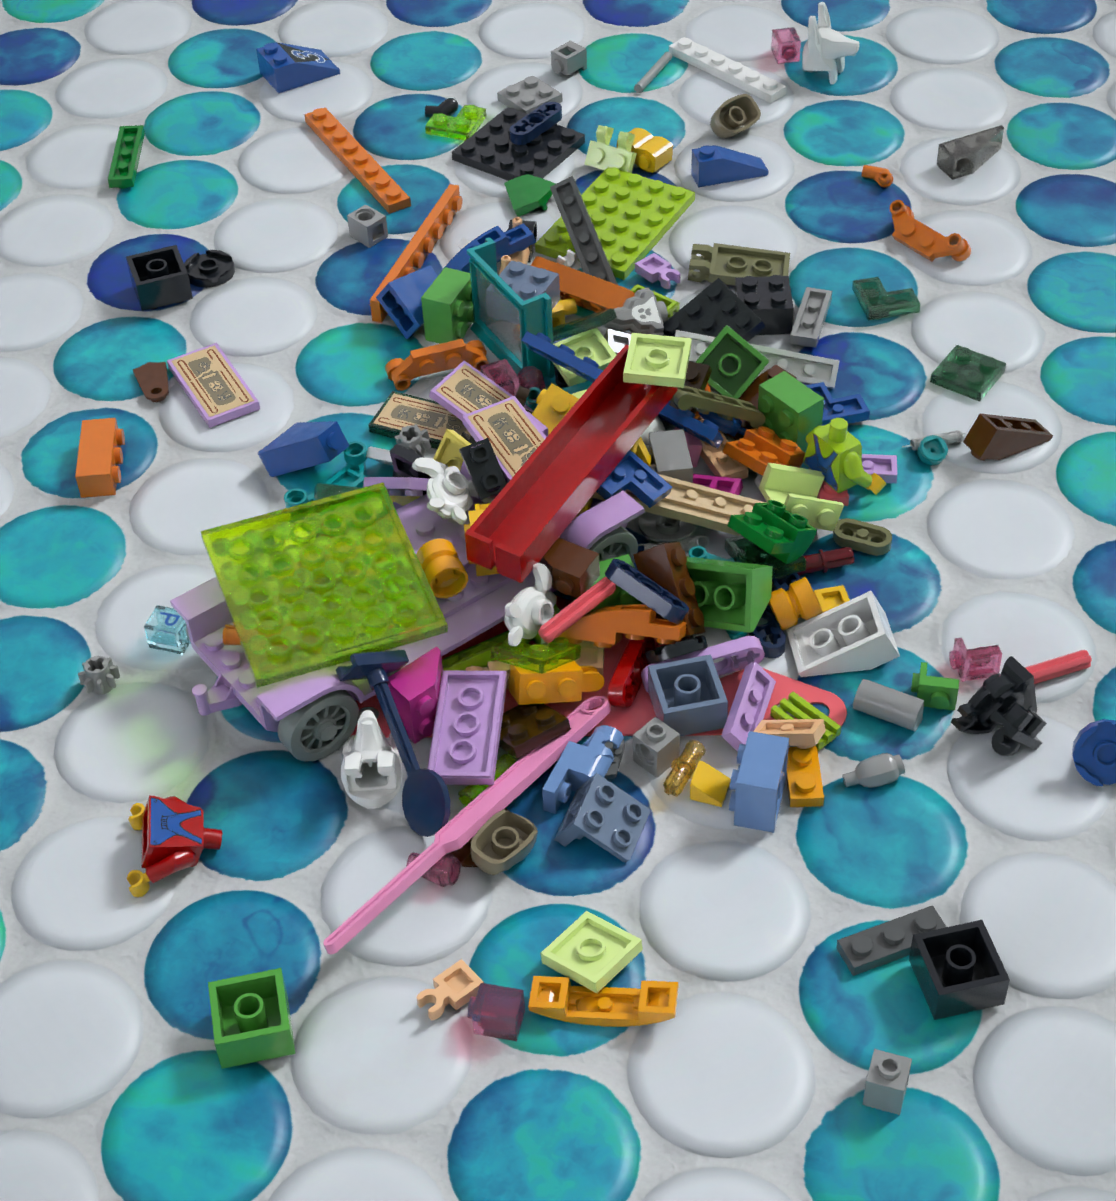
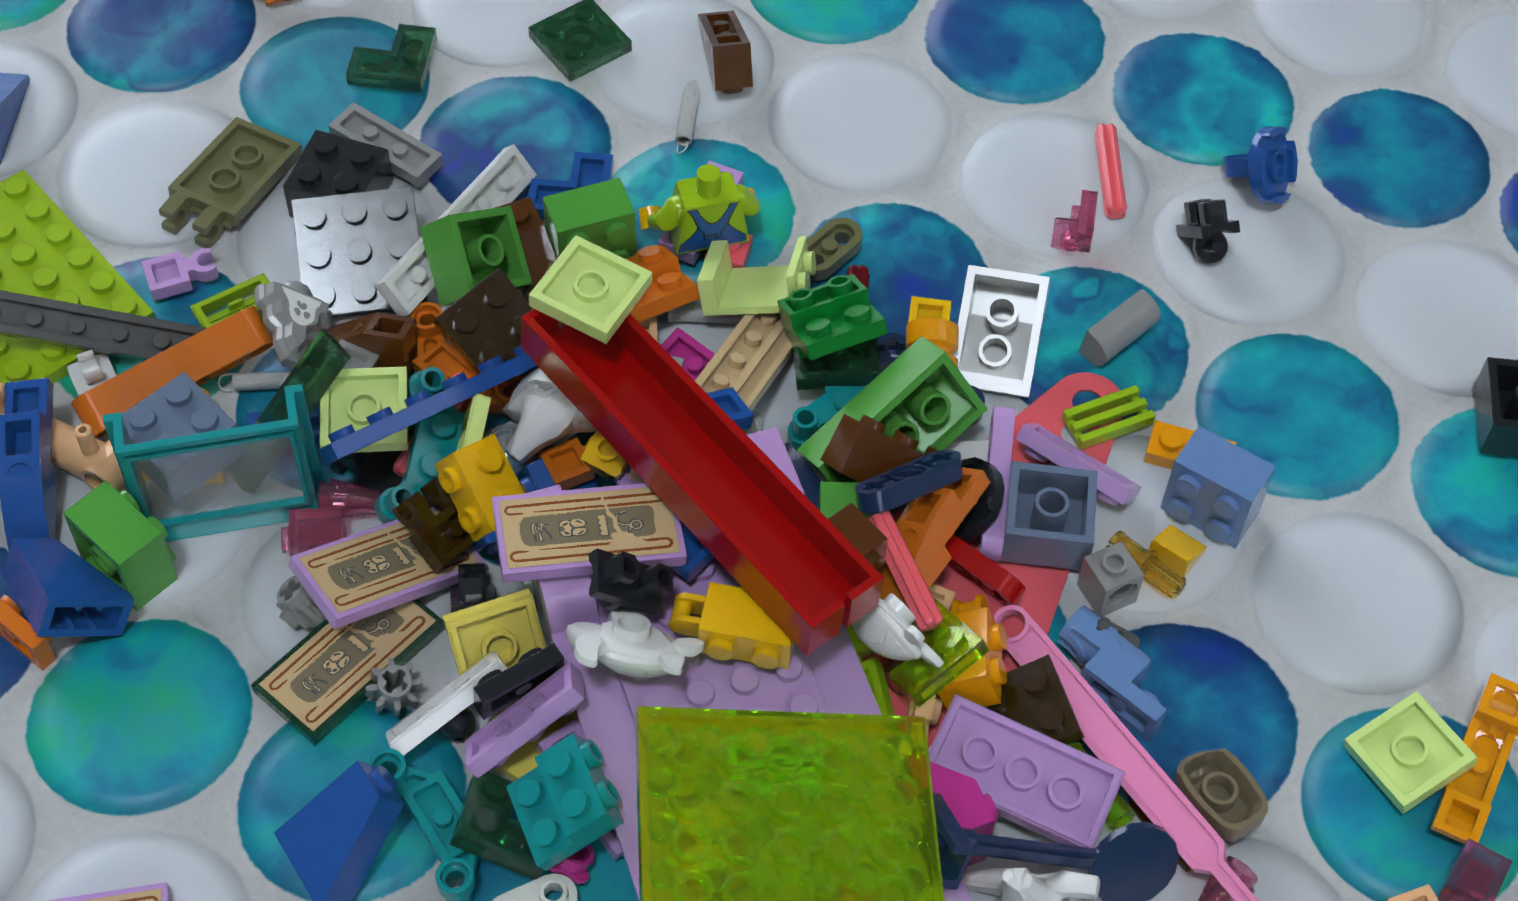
camera: 75 degrees left, 10 degrees up
(434, 360) = (235, 561): orange plate -> none
(442, 568) = (789, 693): light orange wheel -> none
(605, 817) = (1199, 680): sand blue bracket -> none
(801, 732) = (1139, 435): light nougat plate -> none
(875, 771) = (1210, 379): light grey plant -> none
(886, 941) = (1450, 458): dark grey plate -> none
(932, 450) = (708, 125): teal tile -> none
(935, 691) = (1107, 285): bright green bracket -> none
(997, 694) = (1162, 222): black piece -> none

